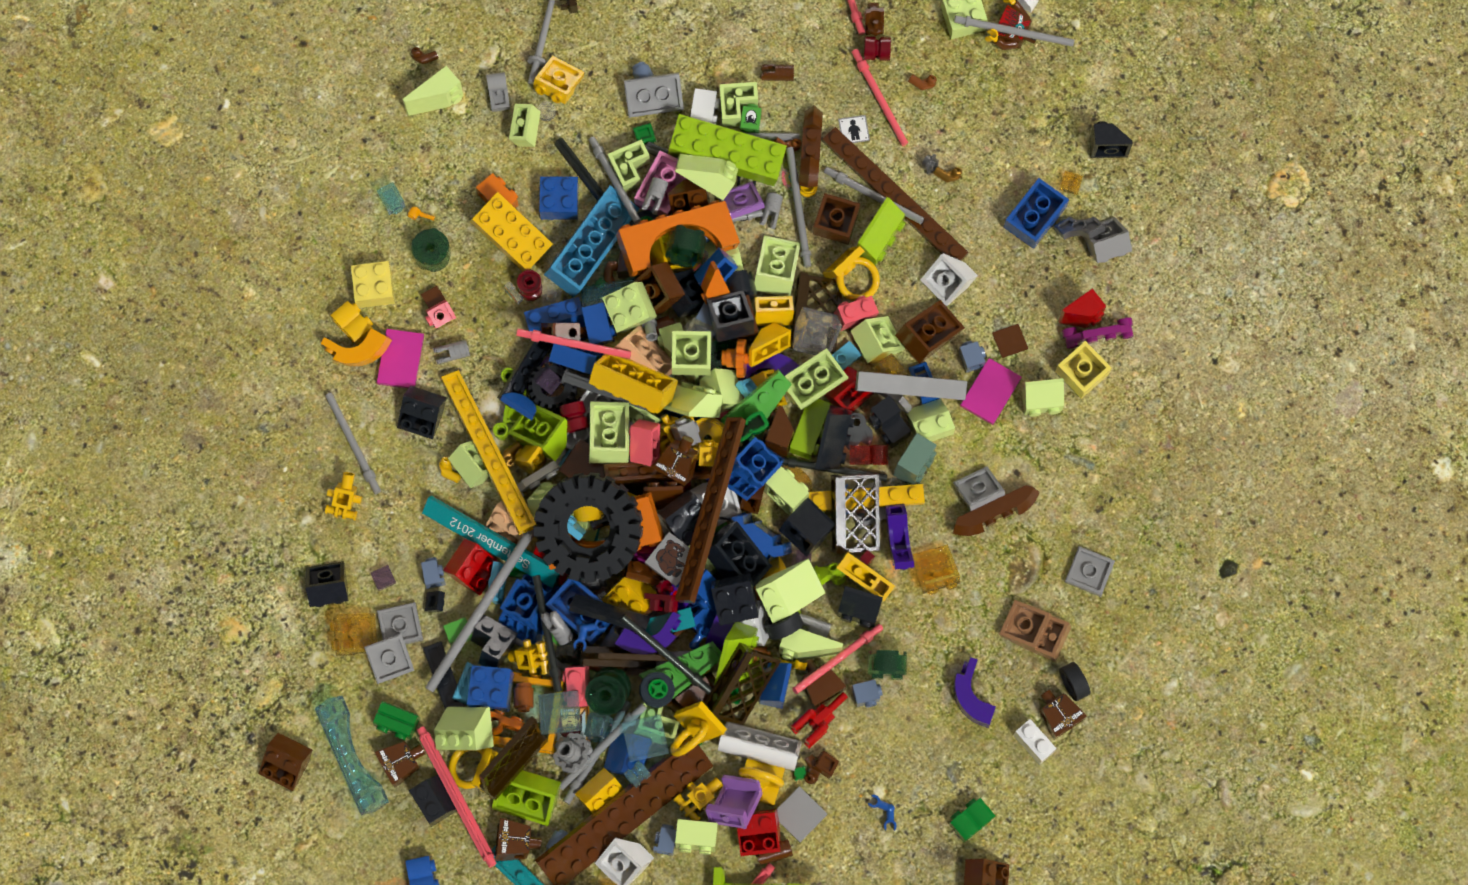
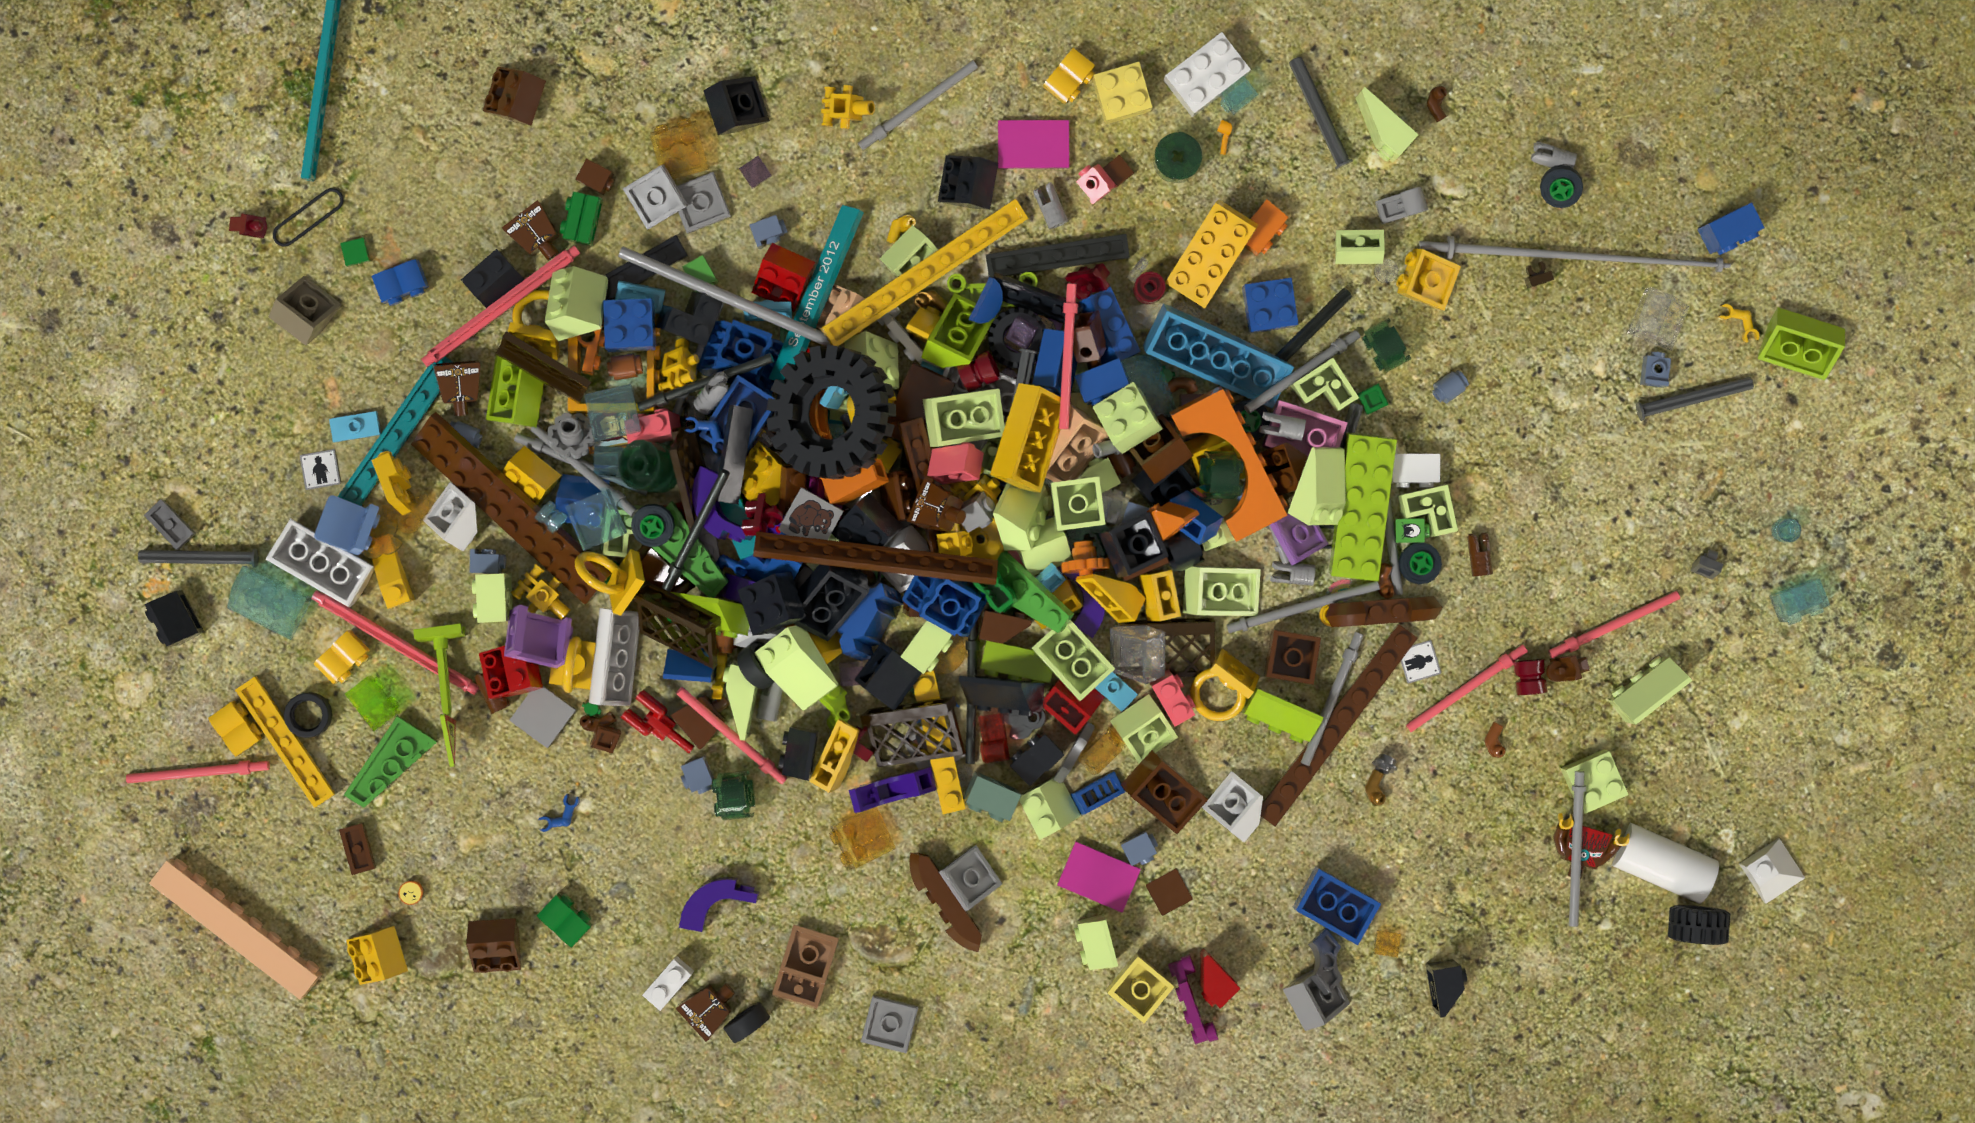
camera: 85 degrees right, 15 degrees up
(336, 724) = (495, 194): clear light blue arch -> none
(364, 704) = (595, 177): none -> reddish brown brick
(365, 353) = (1036, 105): light orange arch -> none
(370, 219) = (1206, 74): none -> white brick
(415, 141) = (1319, 112): none -> dark grey axle
(434, 601) = (733, 239): black plate -> none
(492, 352) = (1058, 255): none -> pearl dark grey plate
(514, 322) = (1089, 280): none -> dark red hips
(604, 116) = (1386, 346): none -> clear green brick
(653, 94) = (1425, 403): light grey tile -> none
(775, 110) = (1428, 566): none -> black wheel
(910, 385) = (1083, 778): light grey tile -> none

